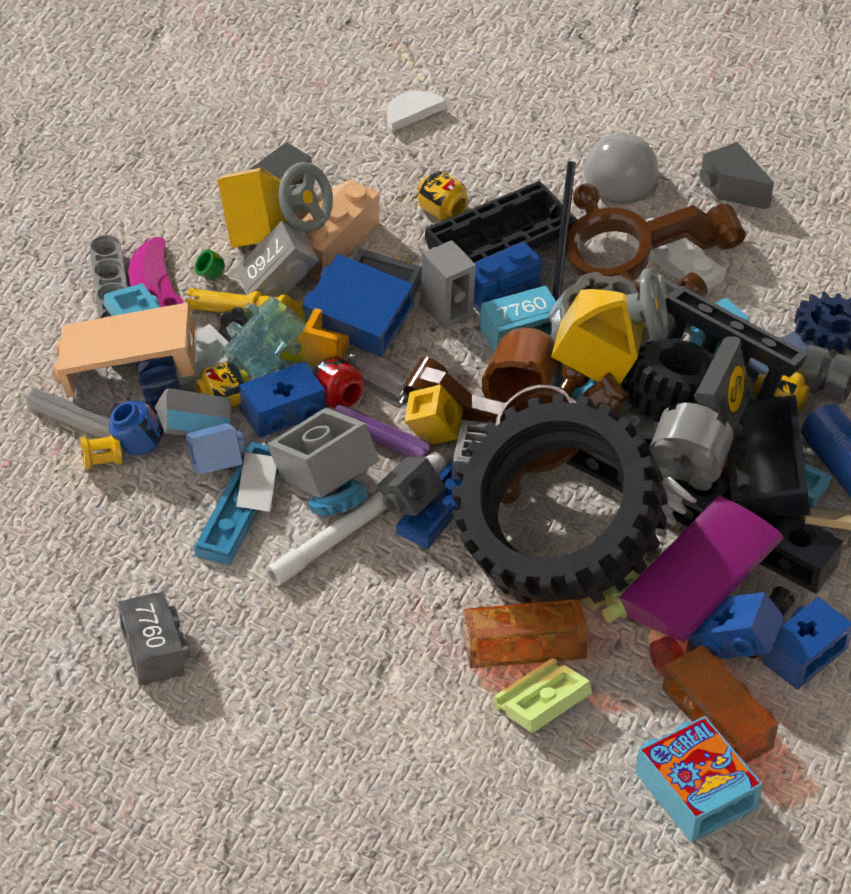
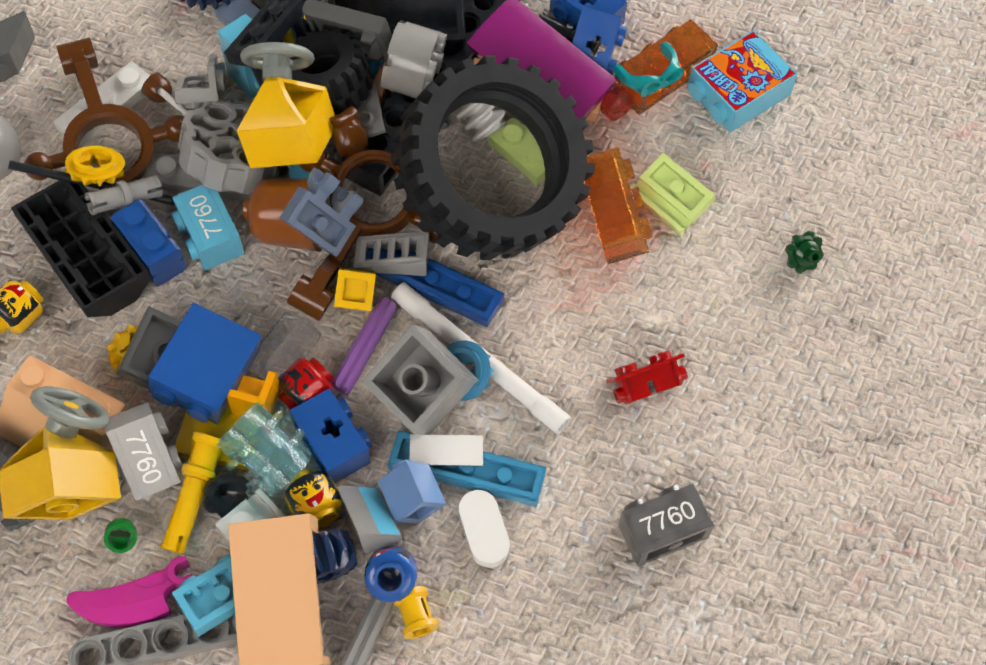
camera: 95 degrees left, 15 degrees up
(175, 509) = (484, 528): none -> white tile
(325, 658) = (633, 381): none -> red hinge
(423, 483) = (454, 302): dark grey brick -> none
(448, 284) = (169, 281): light grey brick -> none
(455, 804) = (804, 252): none -> dark green plant
(489, 361) = (315, 219): none -> sand blue plate
(547, 249) = (123, 194): none -> light grey pin
(581, 216) = (109, 164): none -> yellow gear
(689, 686) = (641, 83): none -> teal cap

